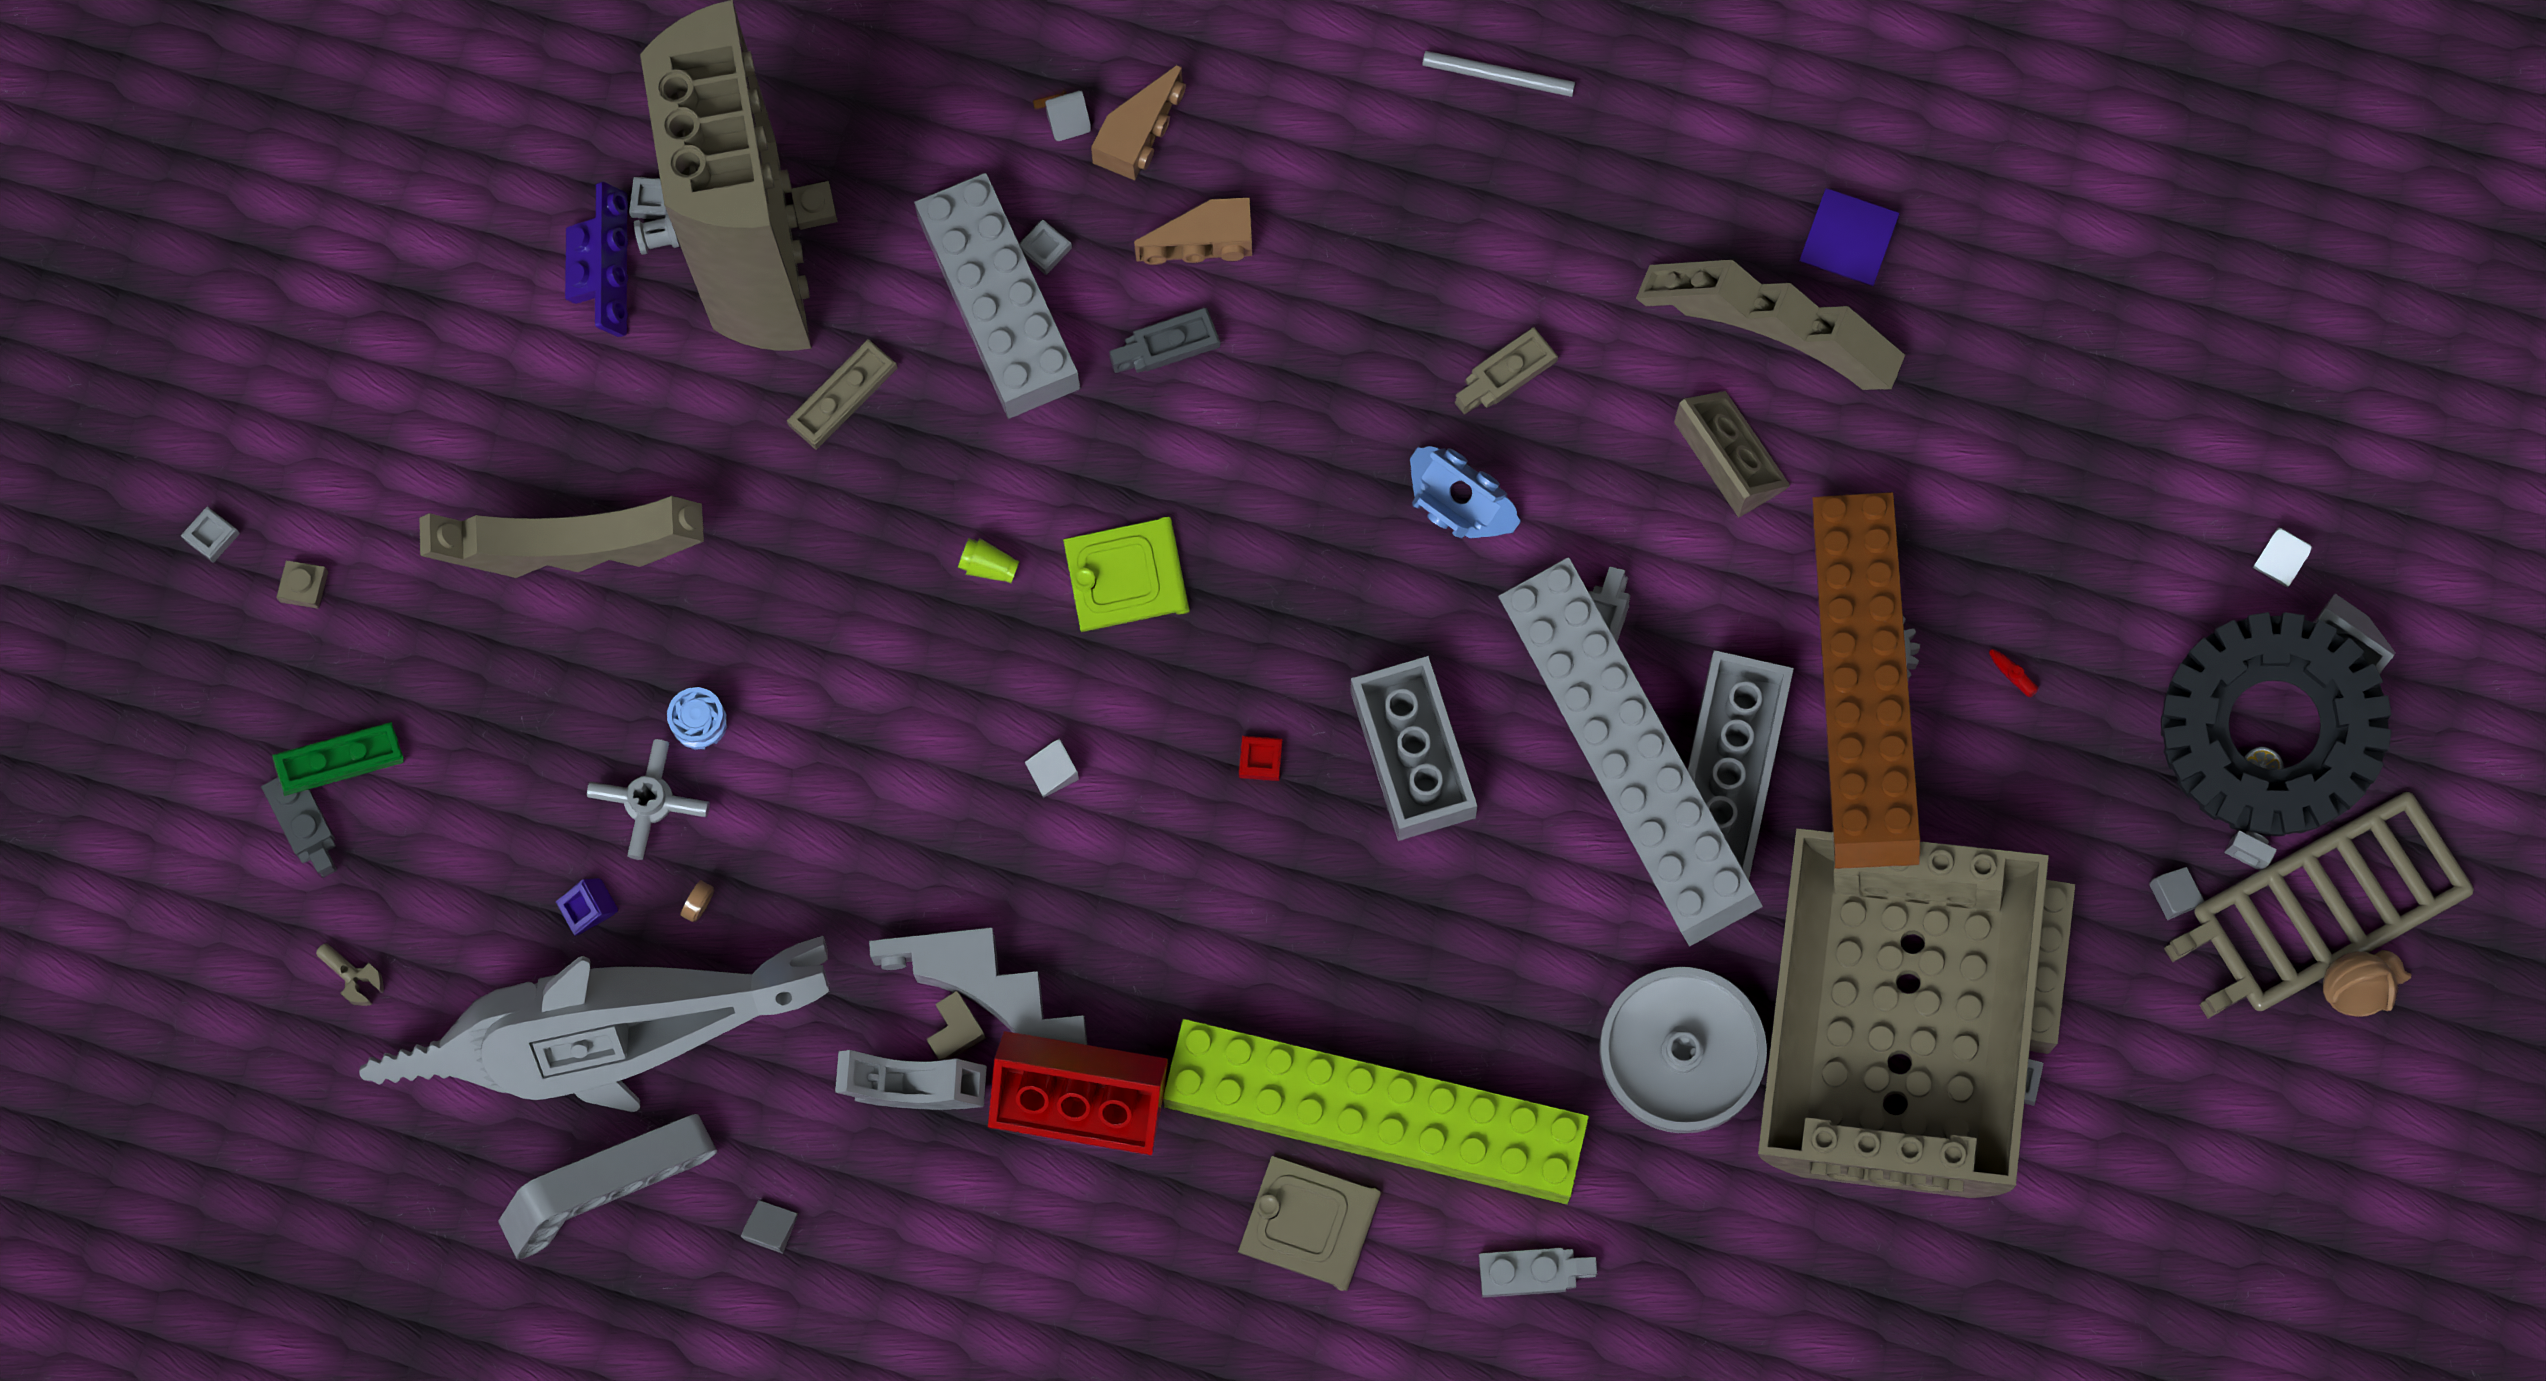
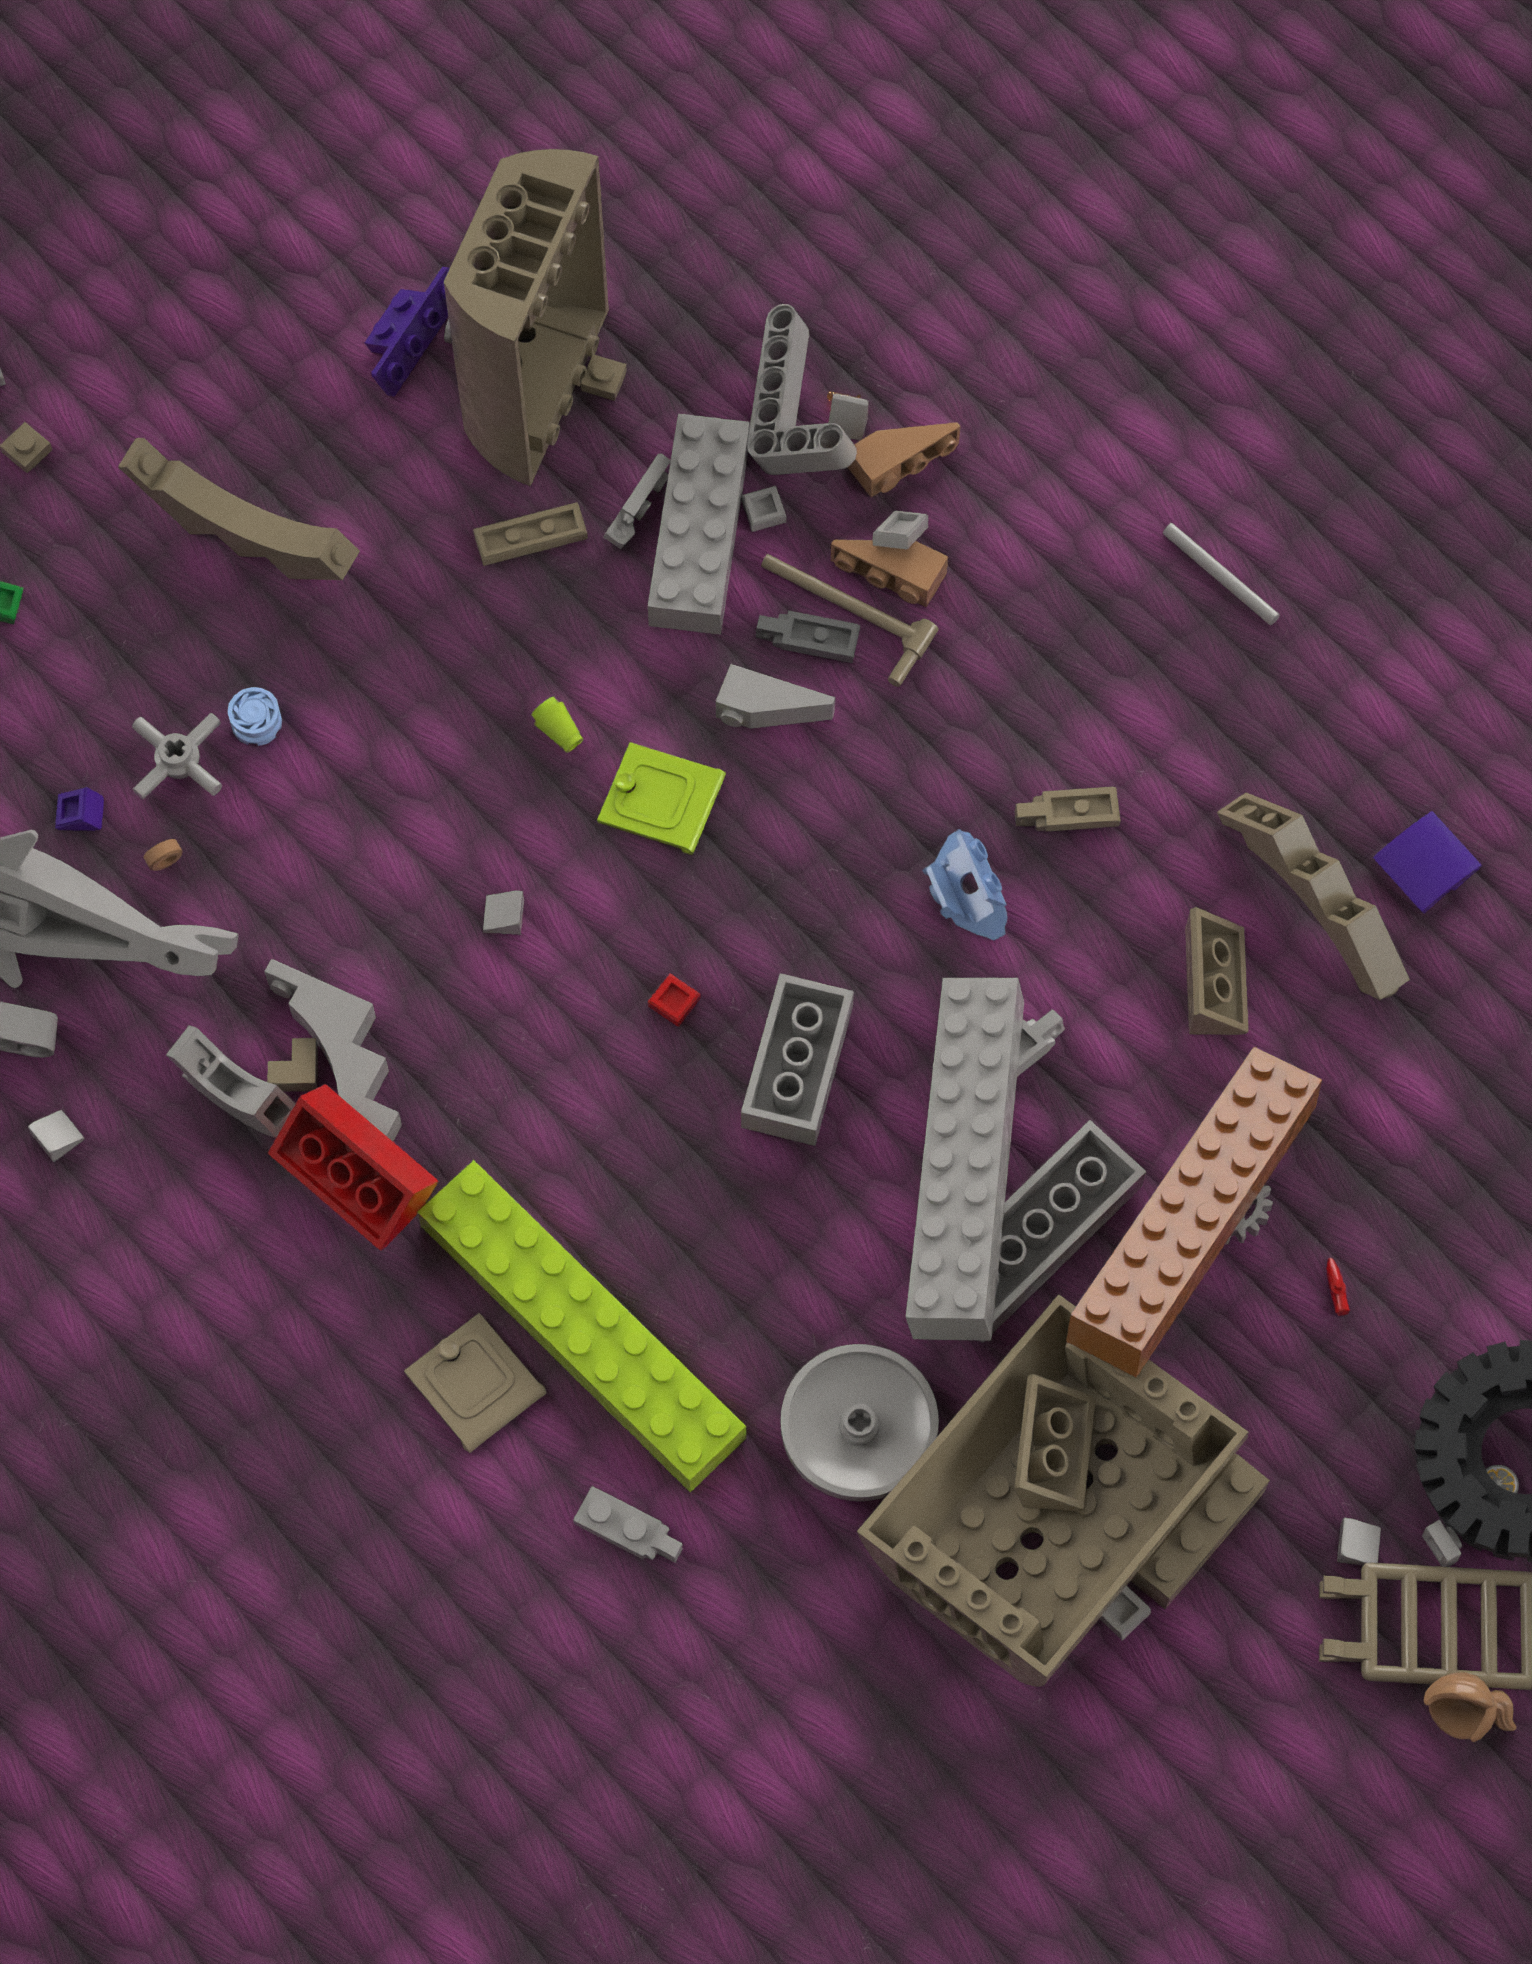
camera: 30 degrees right, 5 degrees down
(925, 309) = (622, 527): none -> light grey hinge
(1002, 138) = (773, 433): none -> light grey beam
(1162, 430) = (764, 701): none -> light grey slope
(1189, 197) = (900, 530): none -> light grey tile
(1262, 290) = (915, 637): none -> dark tan bar
(1874, 967) = (1054, 1446): none -> dark tan slope

